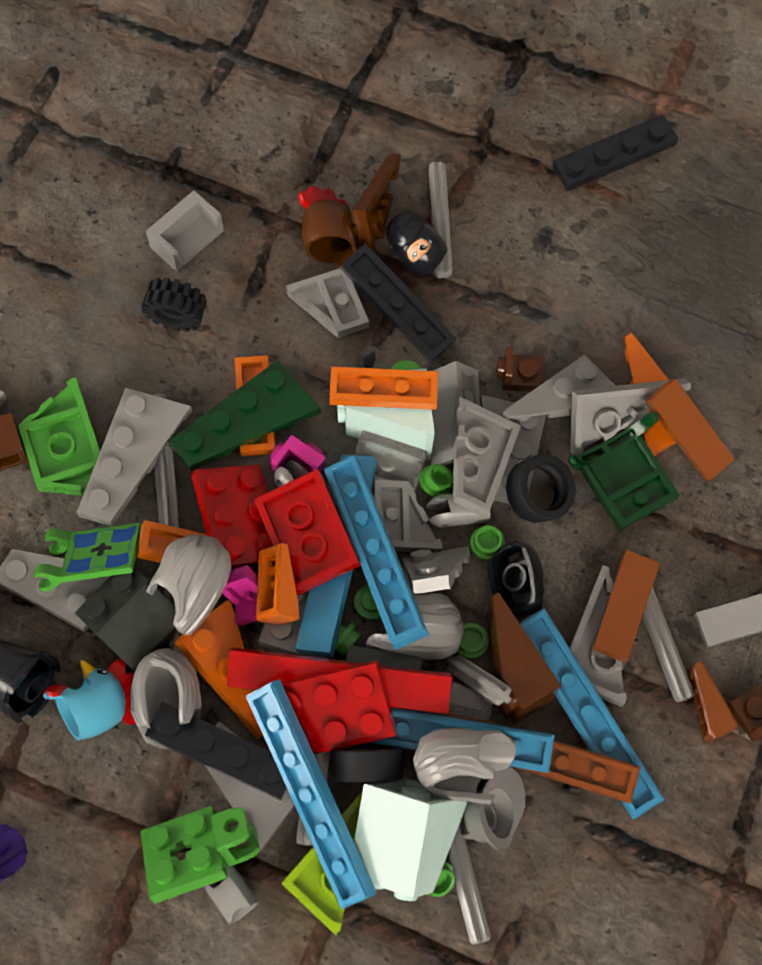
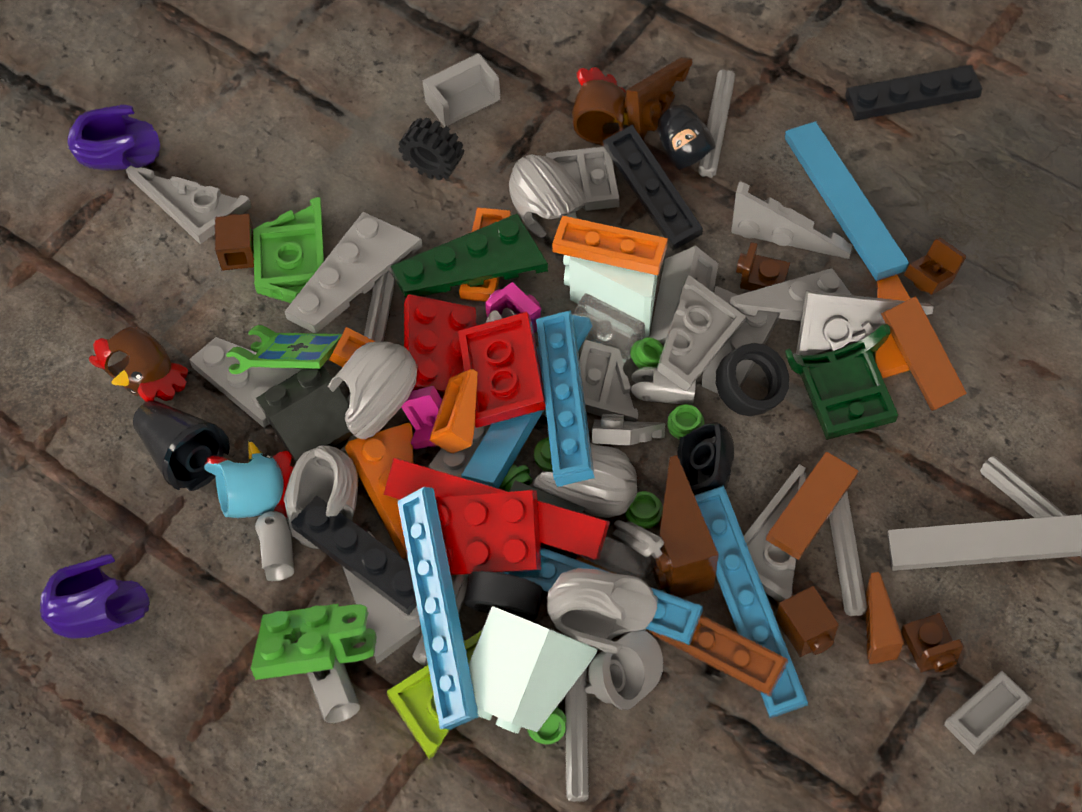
camera: 20 degrees right, 10 degrees down
(133, 756) = (275, 546): none -> light grey piece
(297, 331) = (545, 189): none -> light grey hair
(529, 321) = (781, 225): none -> light grey wing
(581, 281) = (846, 201): none -> dark azure tile
(646, 721) = (807, 622): none -> reddish brown brick
(679, 335) = (936, 268): none -> reddish brown bracket

